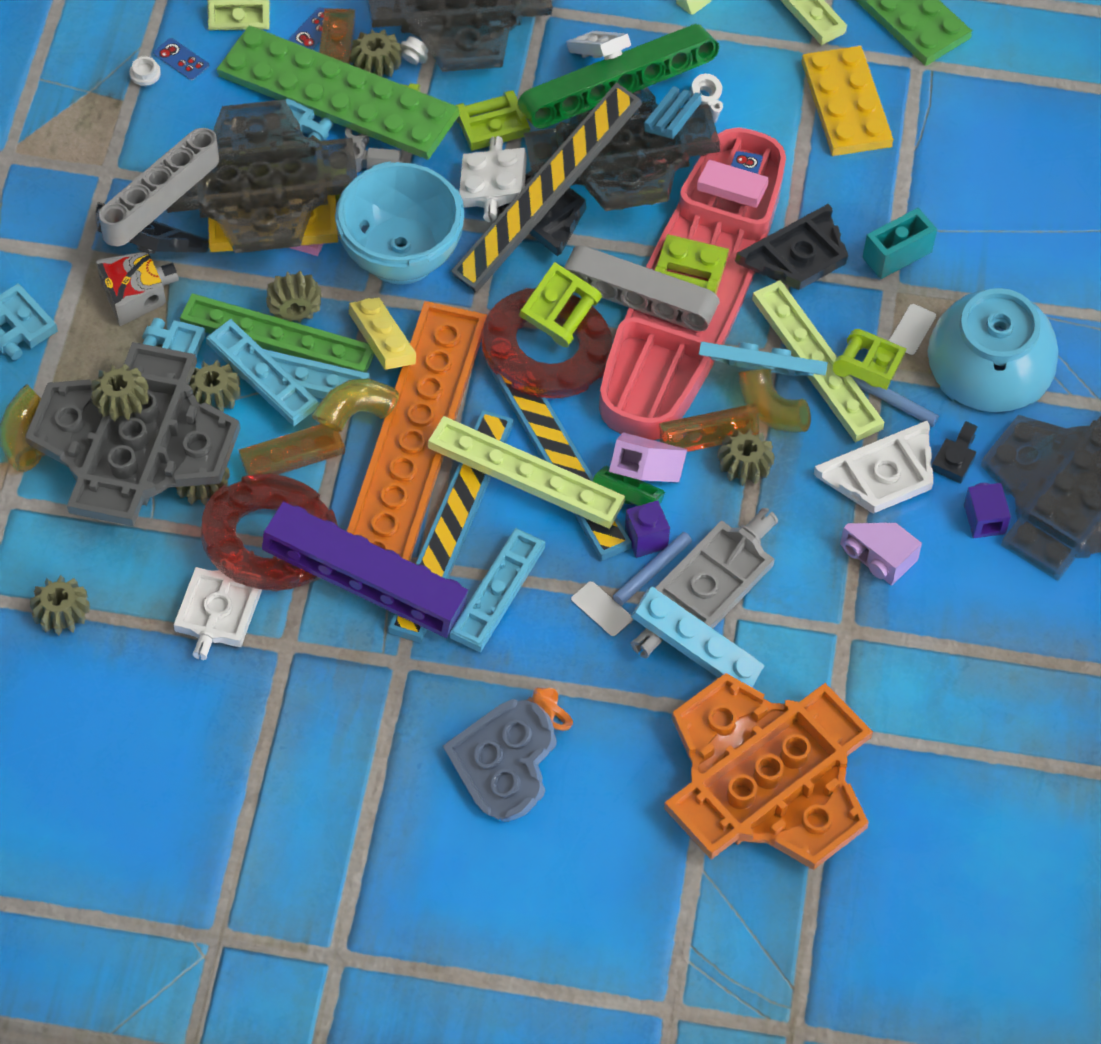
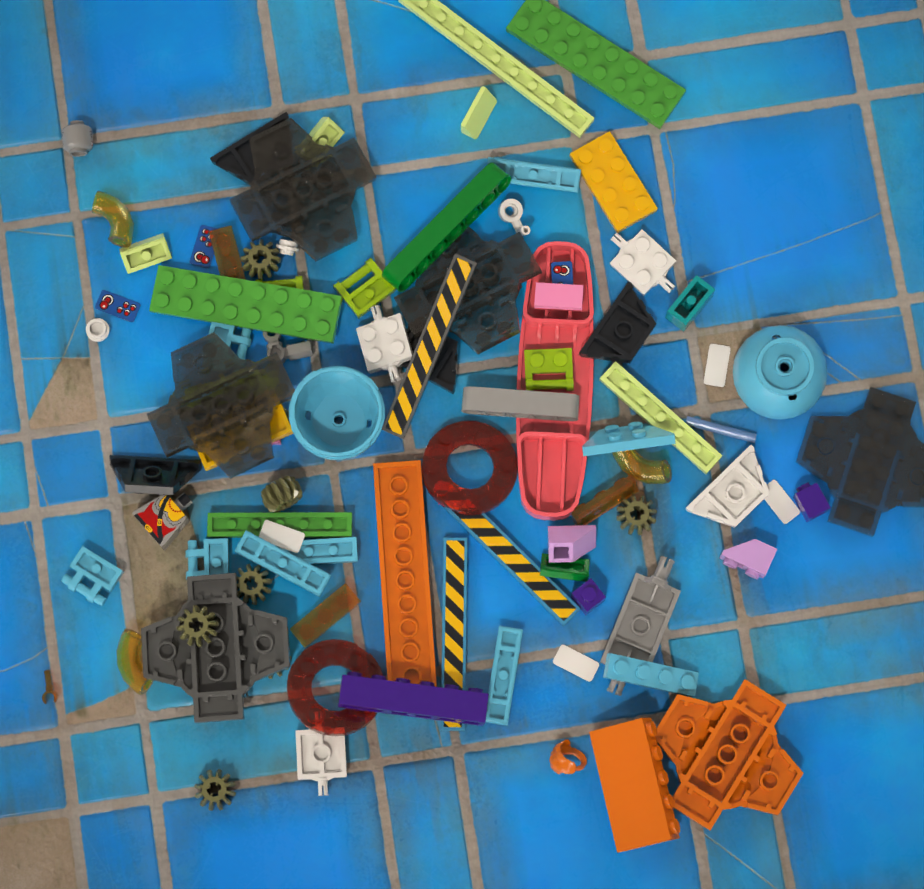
camera: 15 degrees left, 20 degrees up
(159, 187) = (158, 459): light grey beam -> none
(276, 345) = (282, 536): none -> white sticker
(355, 397) = (355, 566): clear yellow cylinder -> none
(382, 333) = (353, 501): light yellow plate -> none
(502, 757) = (552, 806): sand blue plate -> none
(526, 472) = (493, 583): yellowish green plate -> none
(551, 298) = (463, 437): lime plate -> none
(599, 44) = (422, 203): white plate -> none
(626, 765) = (635, 784): none -> orange brick
(652, 568) = (600, 622): medium blue bar -> none
(667, 112) = (489, 247): dark azure tile -> none
(759, 66) = (540, 174): none -> medium azure plate
(854, 190) = (643, 262): none -> white plate
(878, 364) = (705, 407): lime plate -> none
(945, 505) = (781, 502): none -> white sticker
(956, 457) = (777, 464): black plate -> none

